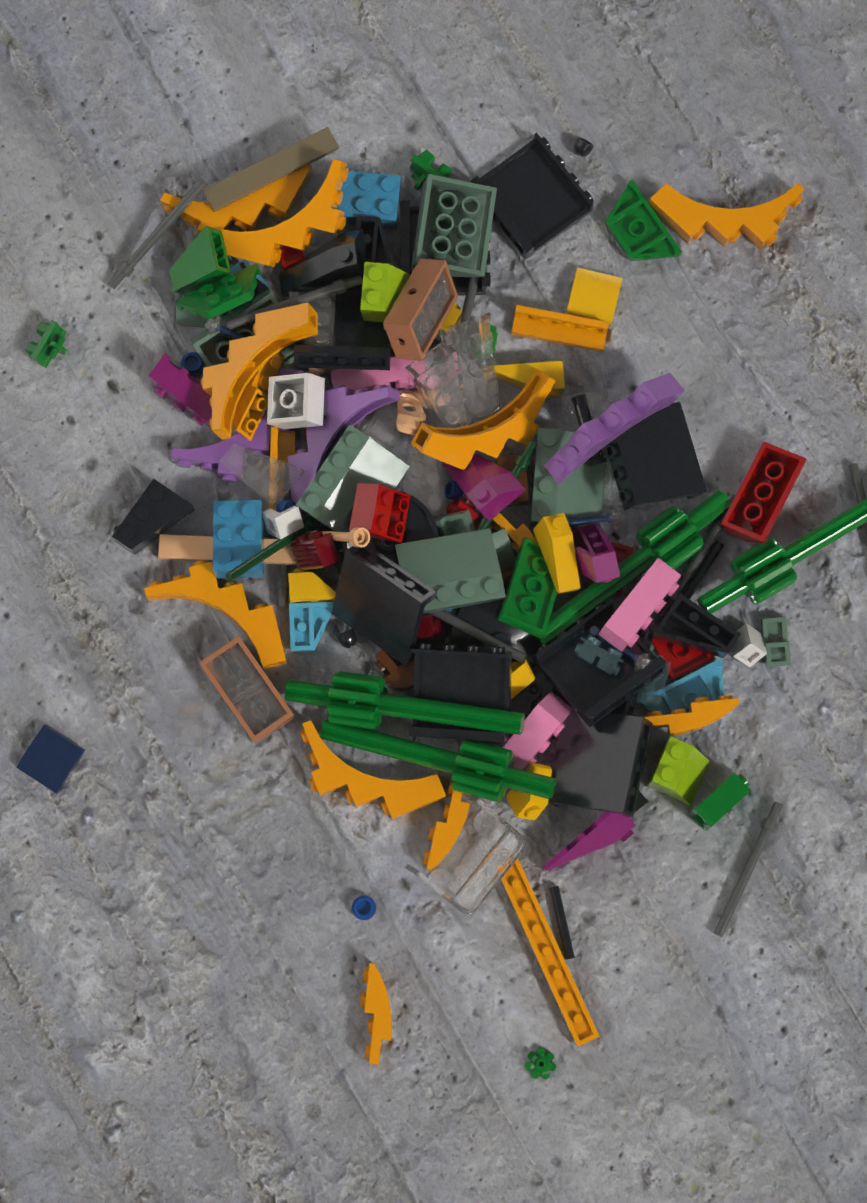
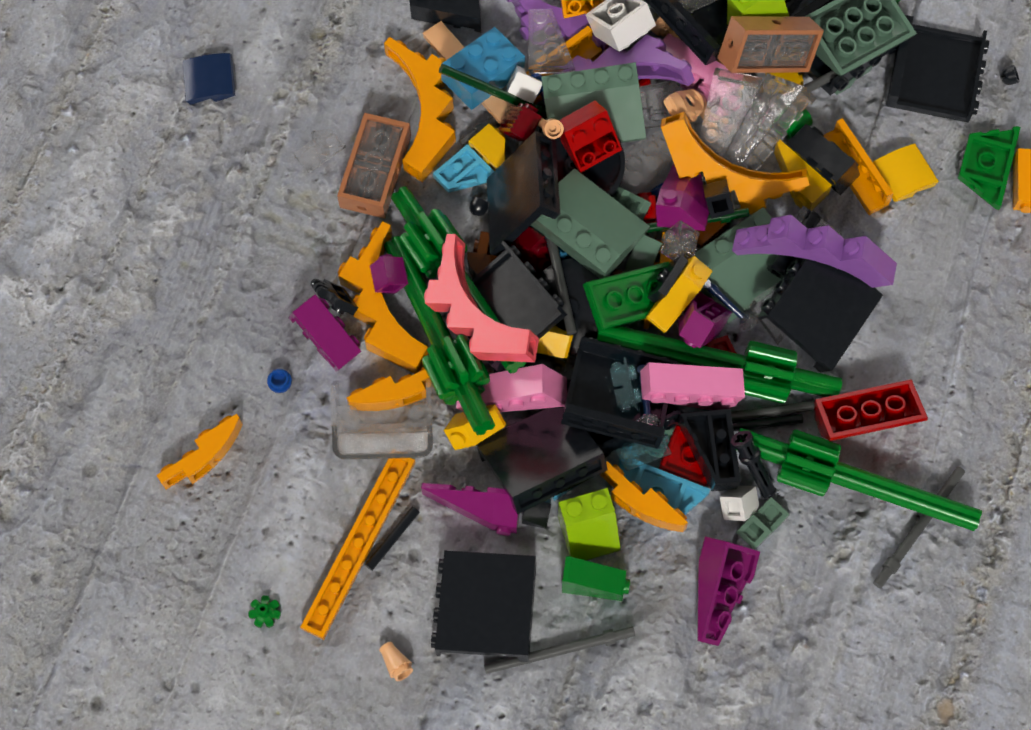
camera: 55 degrees right, 10 degrees down
(332, 810) = (336, 295): none -> black hinge
(354, 755) = (388, 274): none -> magenta brick
(356, 841) = (326, 332): none -> magenta wedge
(453, 728) = (451, 294): none -> coral arch
(508, 457) = (718, 198): none -> black brick
(518, 516) = (679, 241): none -> clear brick
(534, 346) = (825, 158): none -> black wedge
(542, 551) = (667, 278): none -> black plate
(660, 996) = (397, 663): none -> light nougat cone
(674, 896) = (485, 604): none -> black panel
(728, 610) = (750, 456): none -> black pin
(791, 706) = (721, 579): none -> magenta wedge

